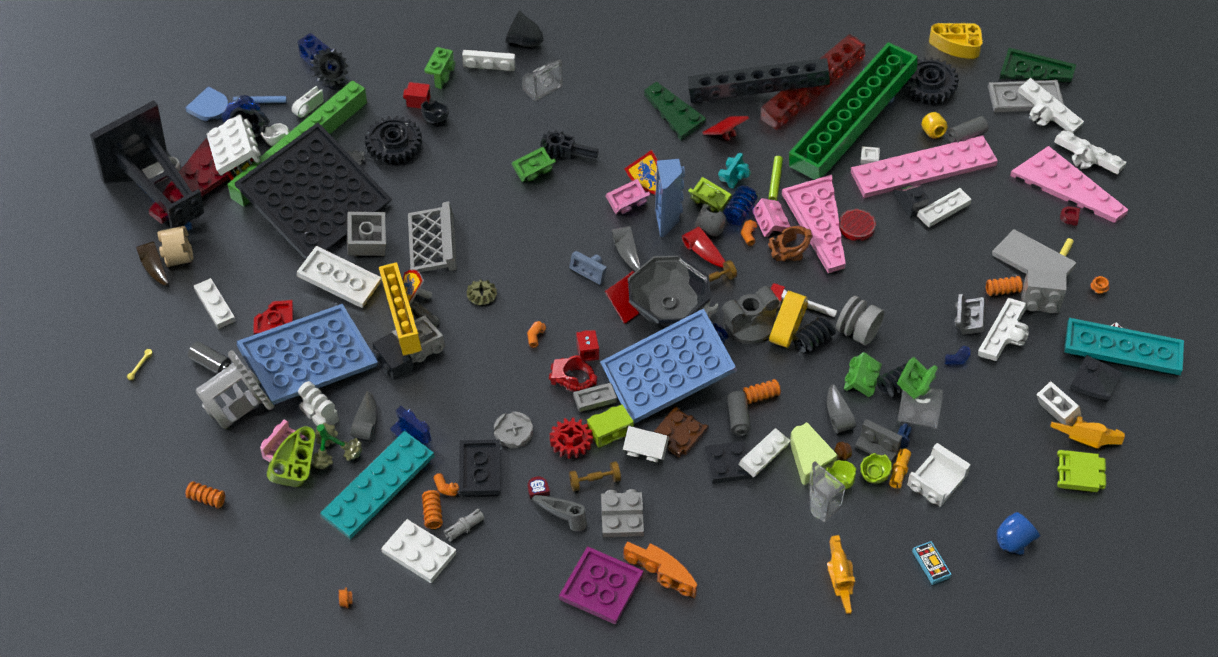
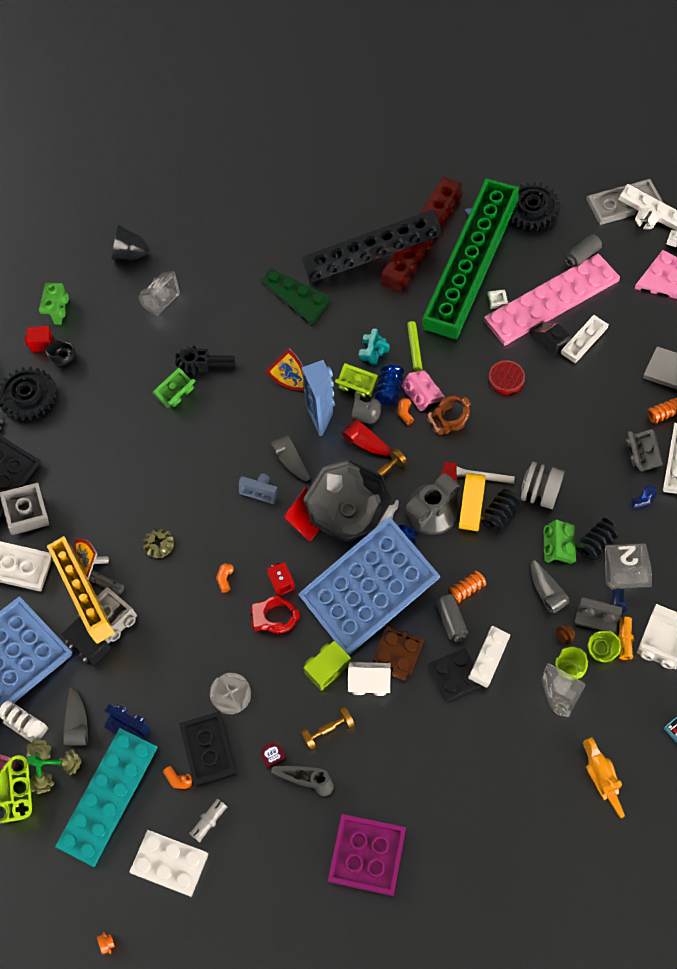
camera: 10 degrees left, 10 degrees up
(432, 509) = (171, 813): orange piece -> none
(448, 239) = (106, 486): light grey fence -> none
(488, 60) = (100, 283): white plate -> none
(571, 438) = (283, 691): red gear -> none
(594, 397) = (303, 635): light grey plate -> none
(622, 513) = (366, 764): light grey plate -> none
(627, 196) = (275, 401): bright pink bracket -> none
(669, 570) = (433, 819): orange slope -> none
(726, 126) = (351, 301): red piece -> none
(810, 447) = (534, 644): yellowish green slope -> none
(816, 210) = (465, 376): bright pink wing -> none
(916, 378) = (619, 540): bright green bracket -> none
(934, 125) = (550, 253): yellow head -> none
(957, 39) = (545, 157): yellow beam -> none
(1027, 65) = (622, 170): dark green wing -> none

